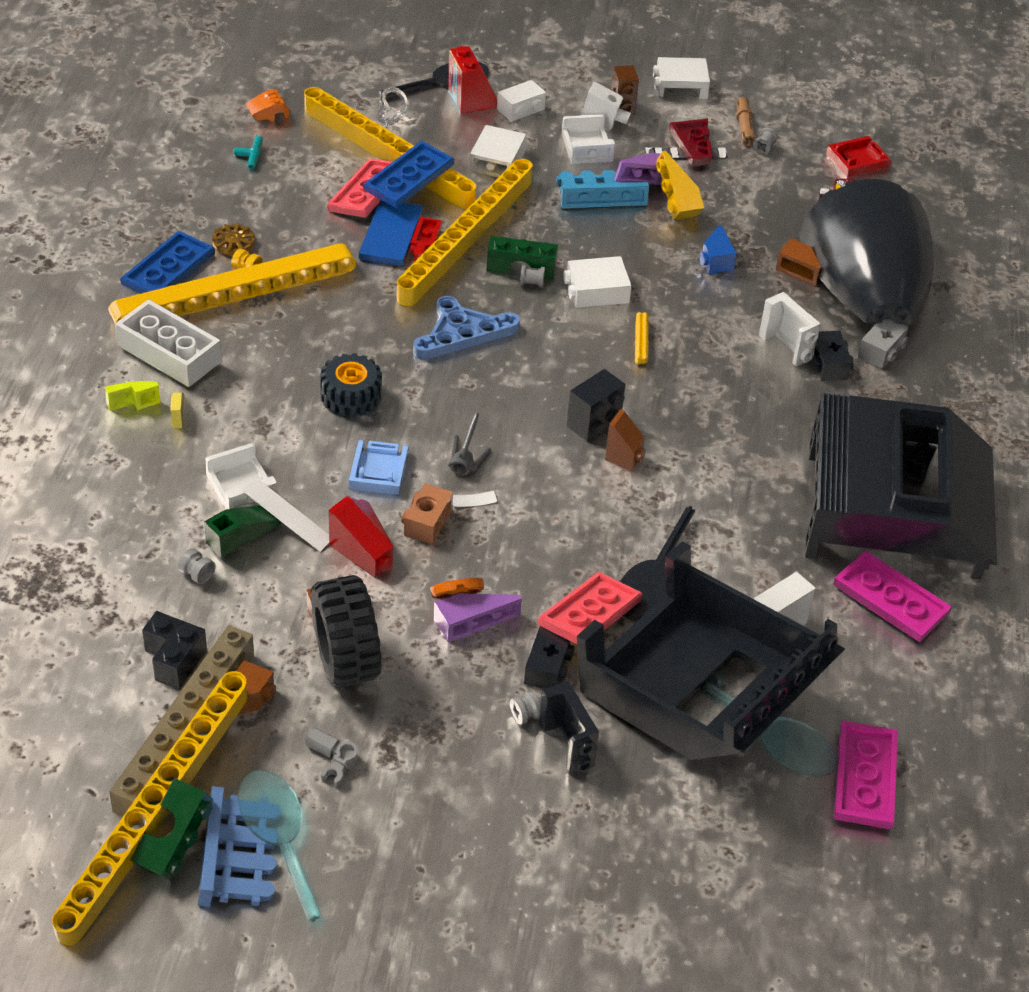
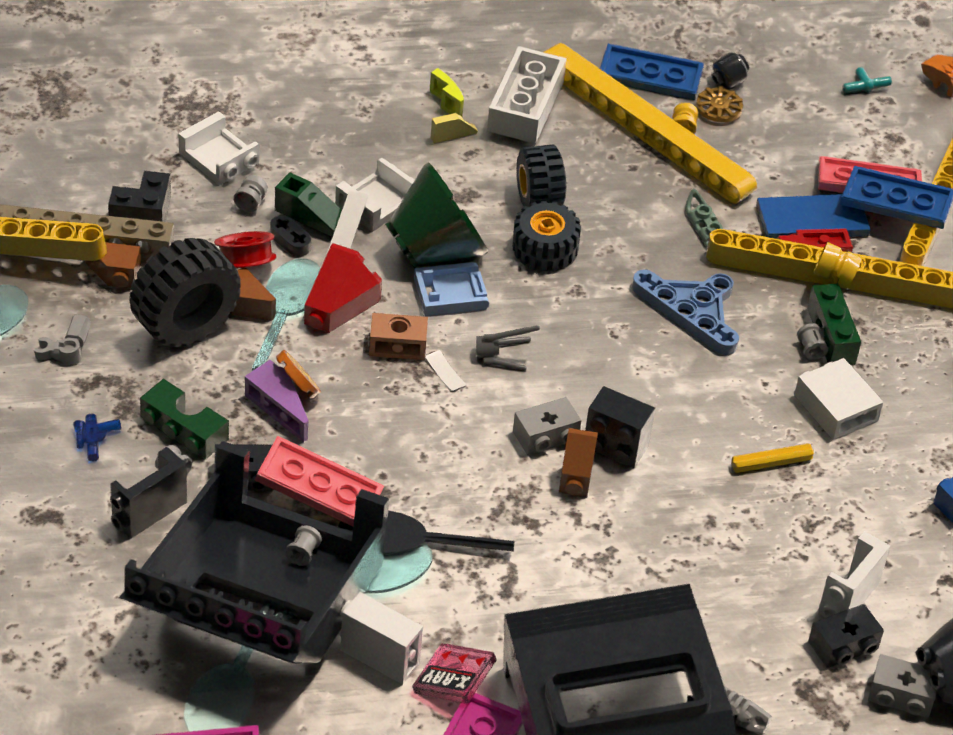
camera: 70 degrees right, 0 degrees up
(122, 576) = (217, 150): none -> white panel
(200, 217) = (730, 70): none -> black head
(262, 555) = (293, 233): none -> black beam
(281, 584) = (247, 248): none -> red wheel
(291, 362) = (541, 175): none -> black wheel
(320, 437) = (432, 223): none -> dark green cone
(324, 563) = (291, 288): none -> clear light blue piece
(363, 289) = (704, 214): none -> sand green piece
(456, 699) = (164, 409): none -> dark green arch
(459, 763) = (92, 433): none -> clear blue piece
(477, 227) = (837, 265): none -> yellow wheel
(569, 451) = (545, 425): none -> light grey brick
(655, 633) = (301, 549): none -> light grey bush
(824, 575) = (454, 673): none -> clear pink tile

